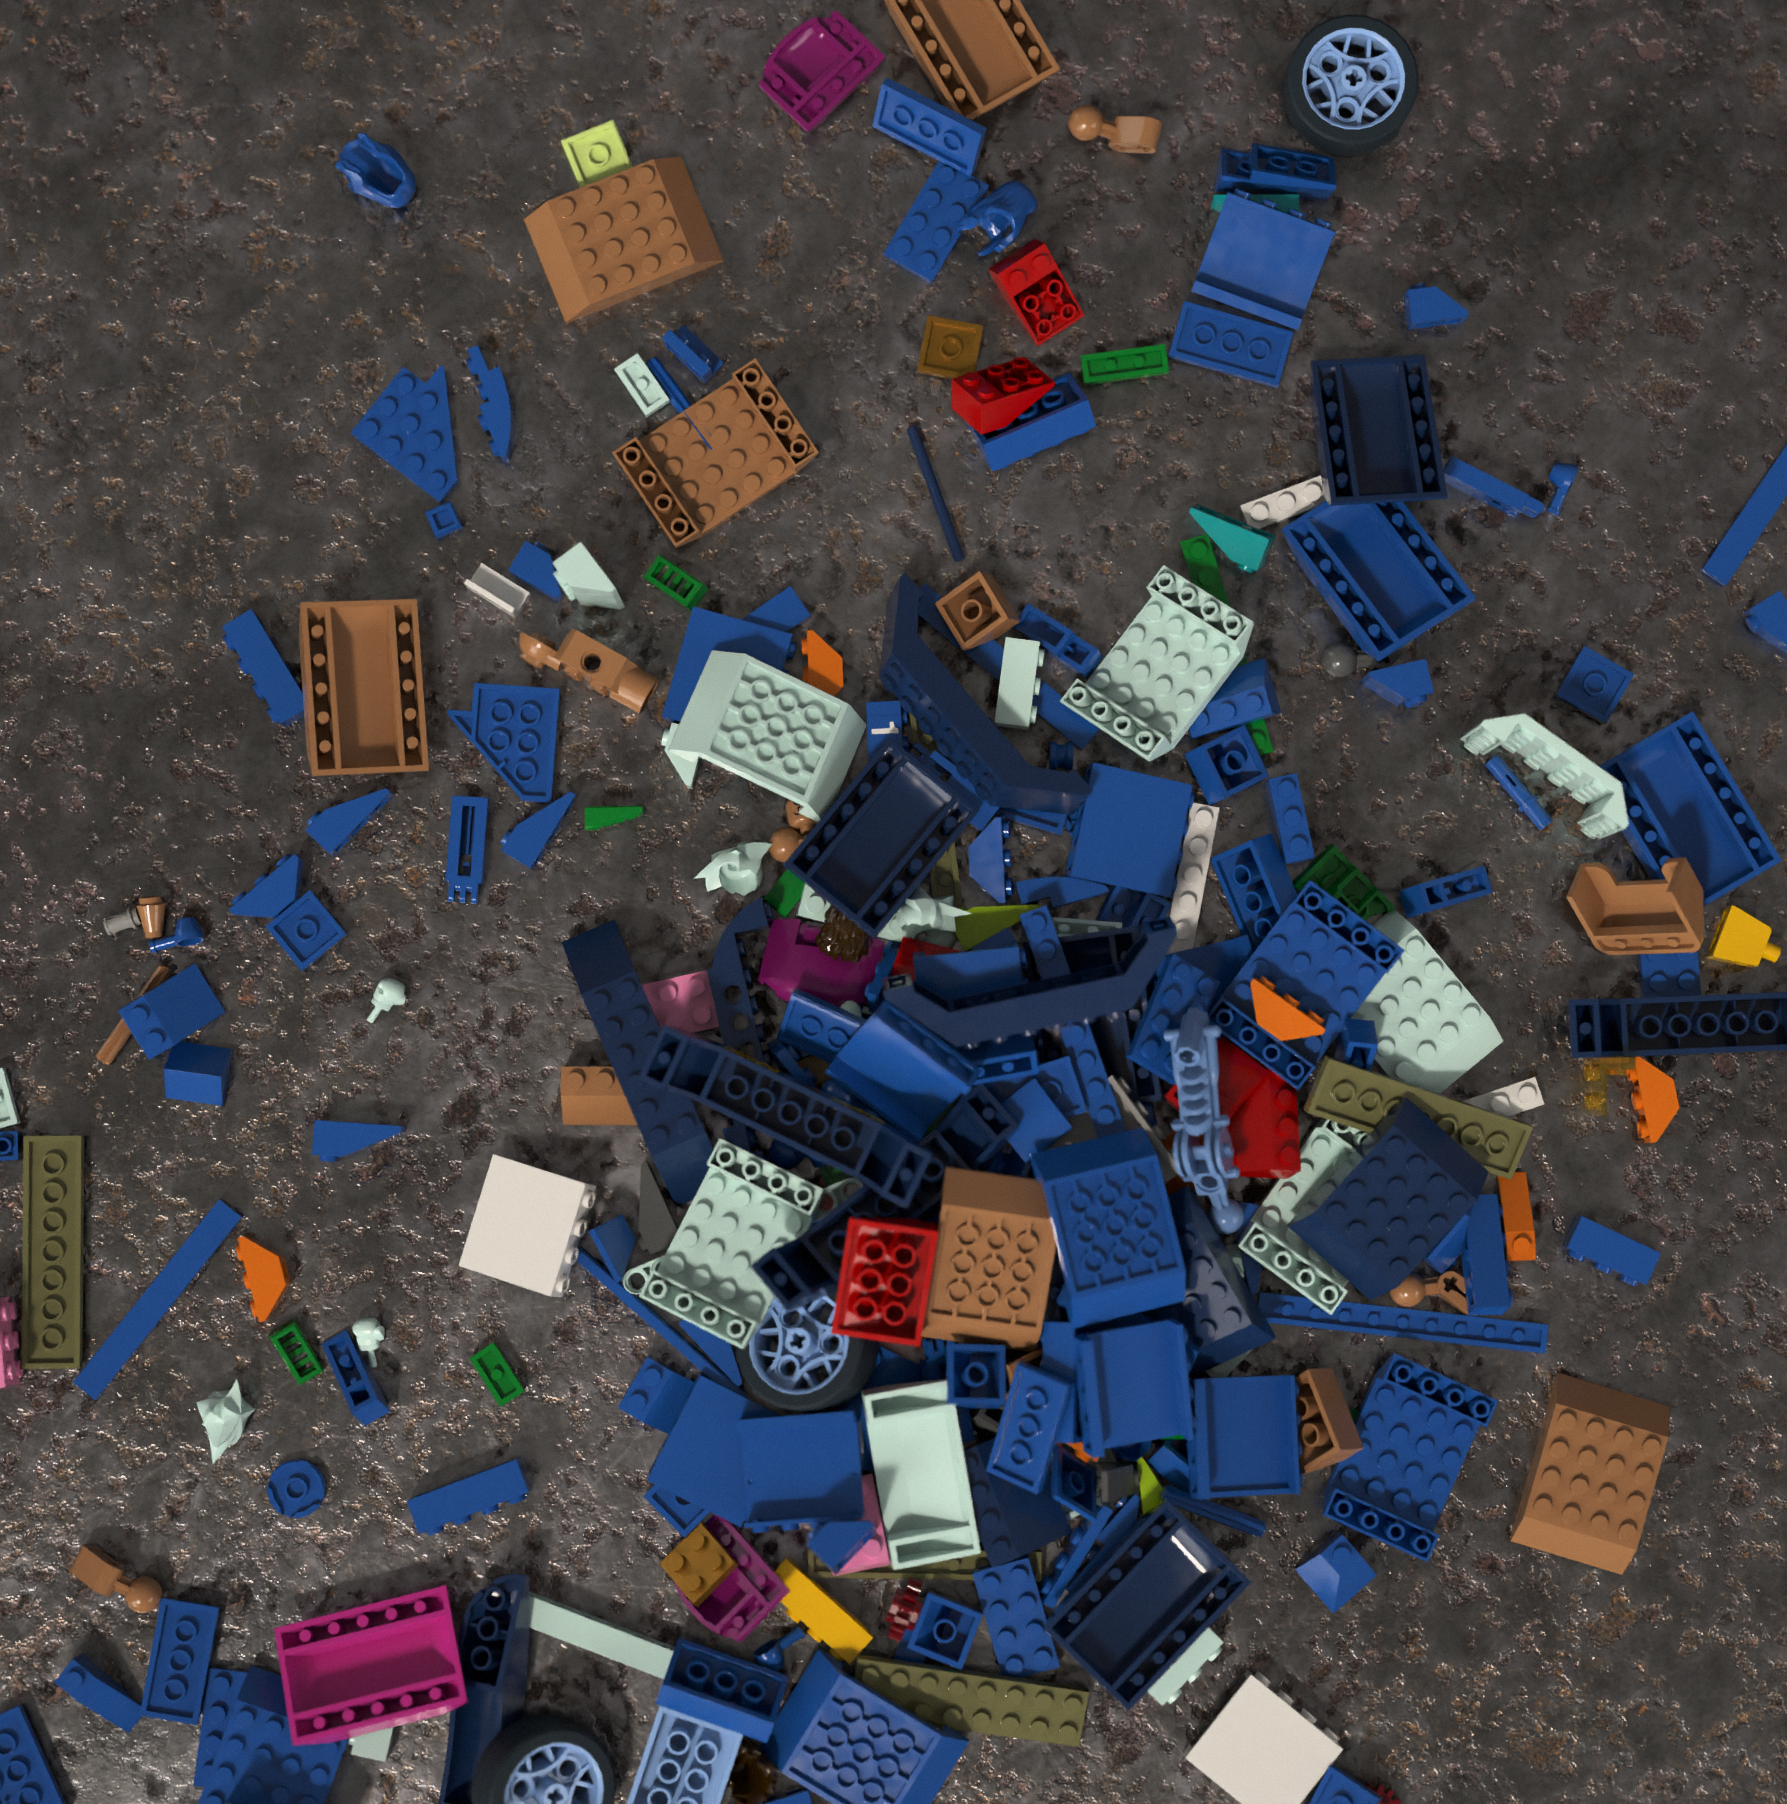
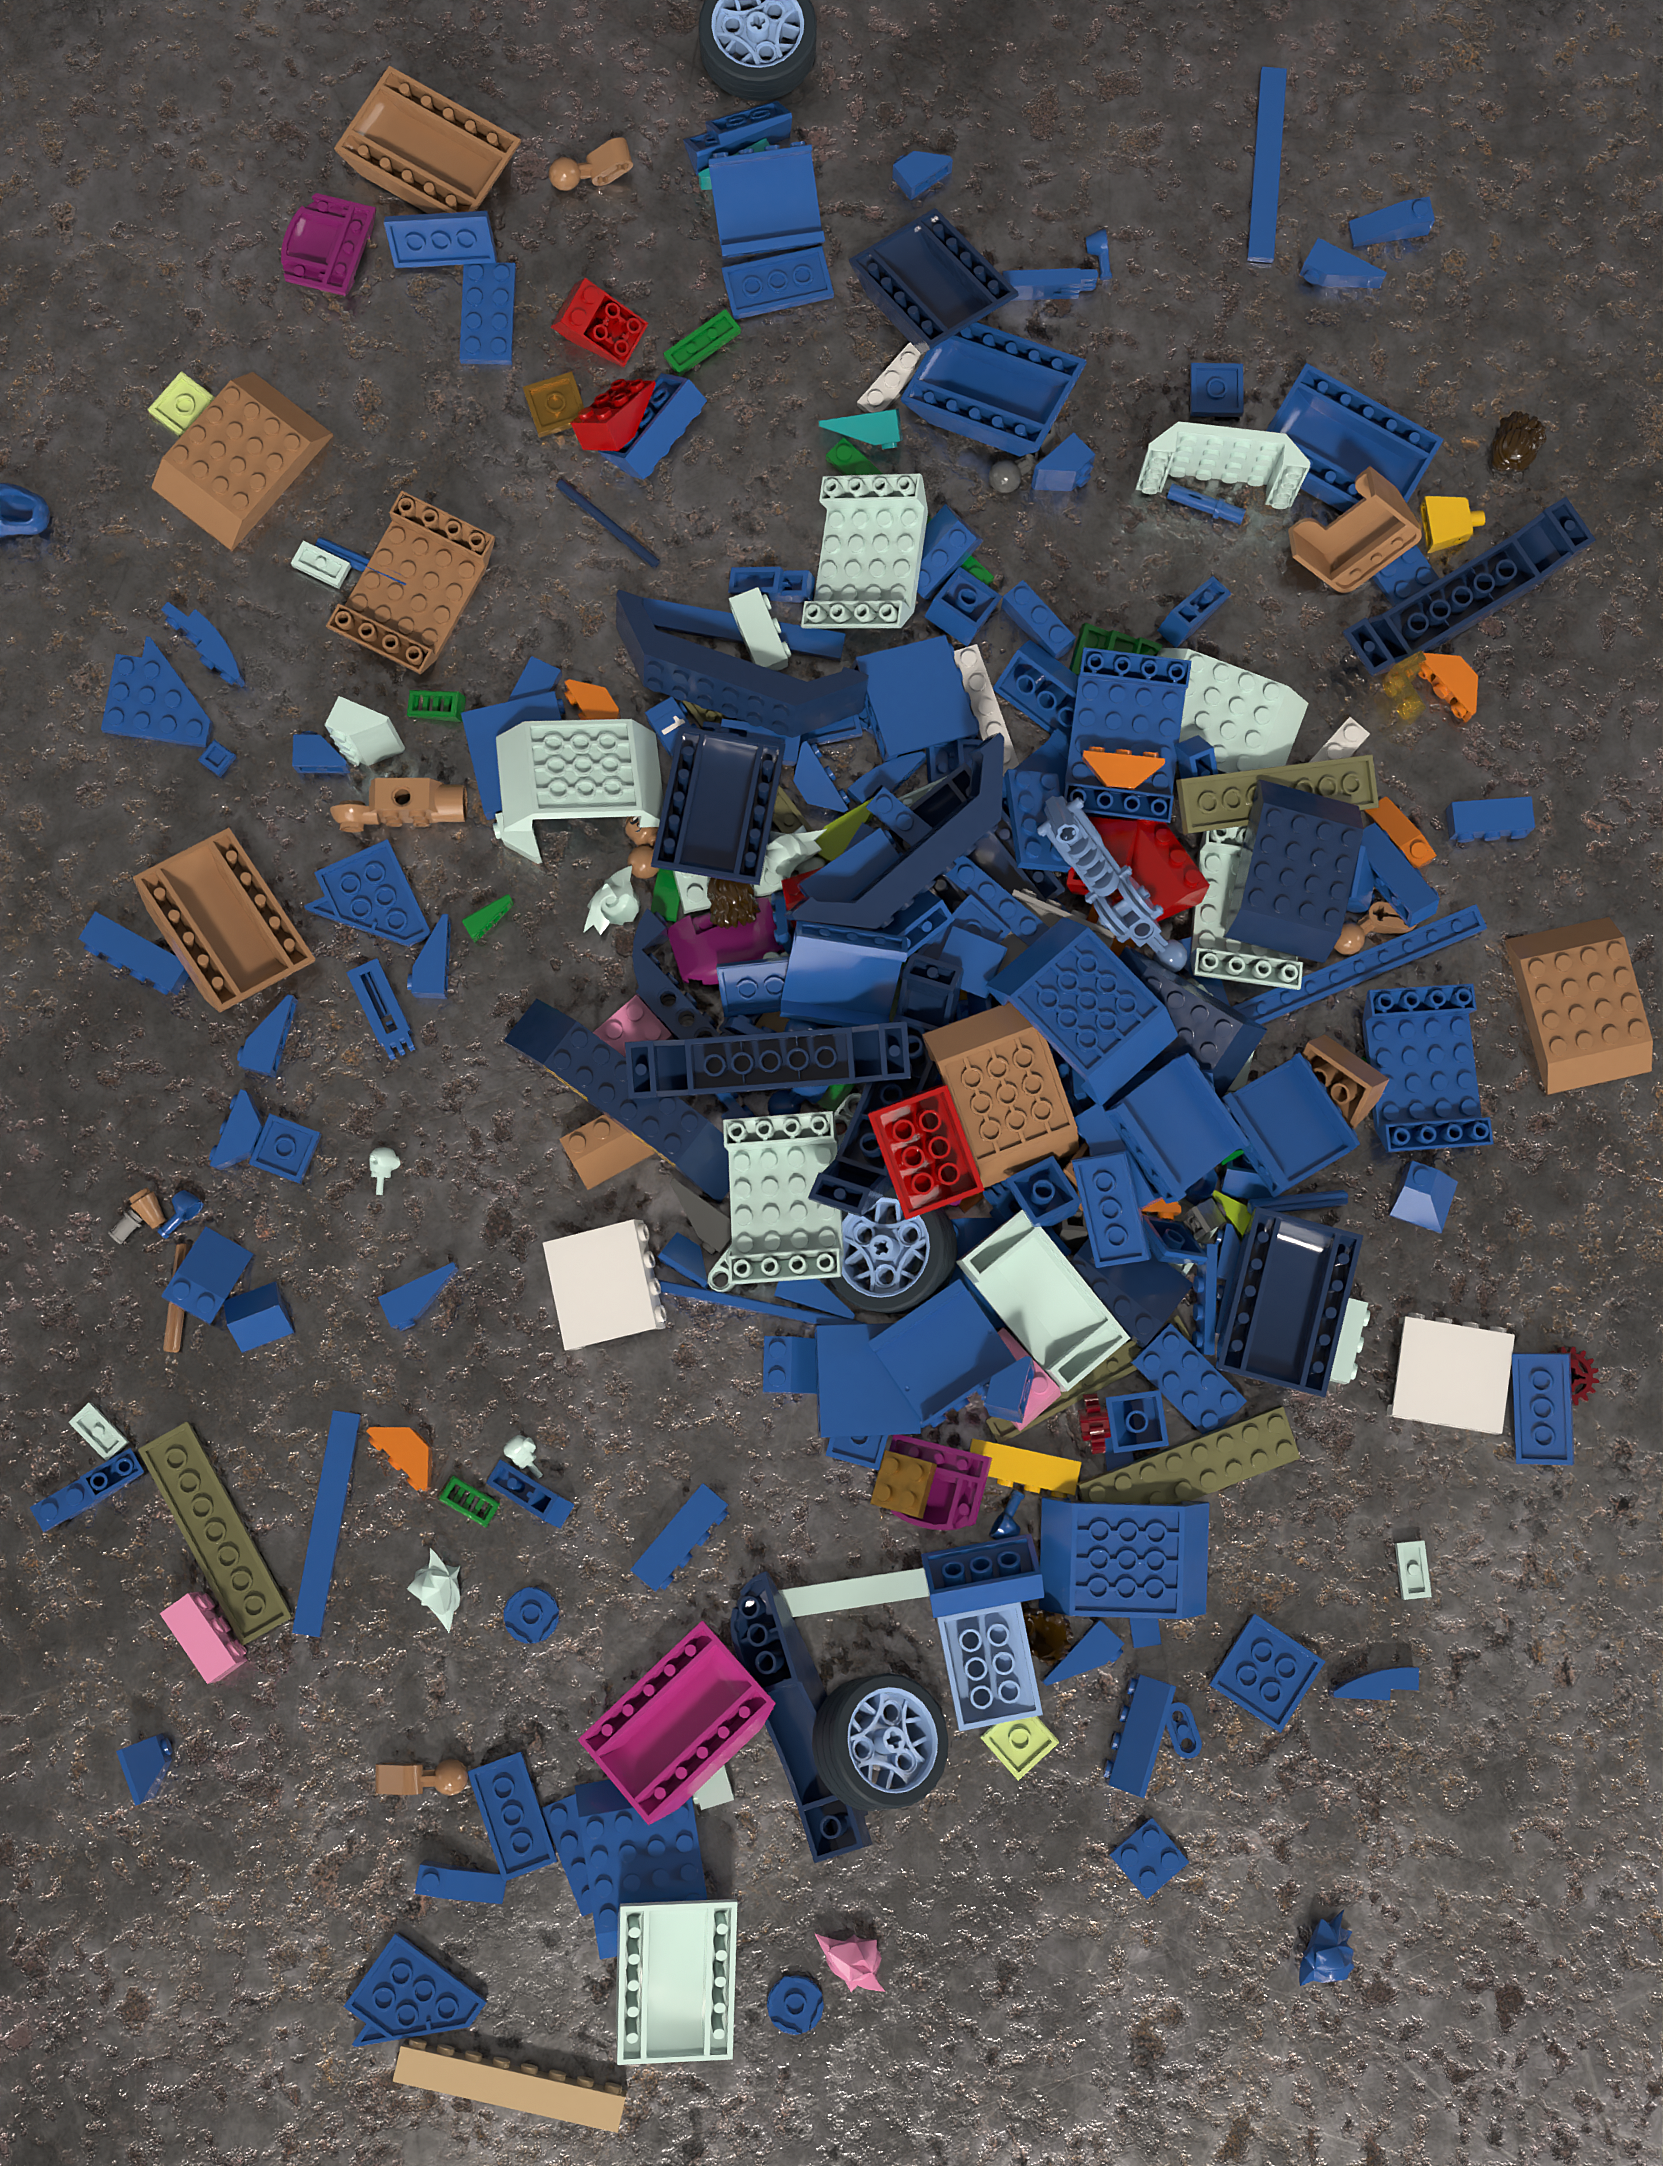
camera: 30 degrees left, 5 degrees down
(497, 1374) = (647, 1424): green plate -> none
(498, 590) = (292, 790): white panel -> none
(692, 353) = (347, 518): blue bracket -> none
(977, 611) = (694, 593): medium nougat slope -> none
(1003, 207) = (533, 276): blue hair -> none
(1061, 756) = (825, 668): blue wheel -> none

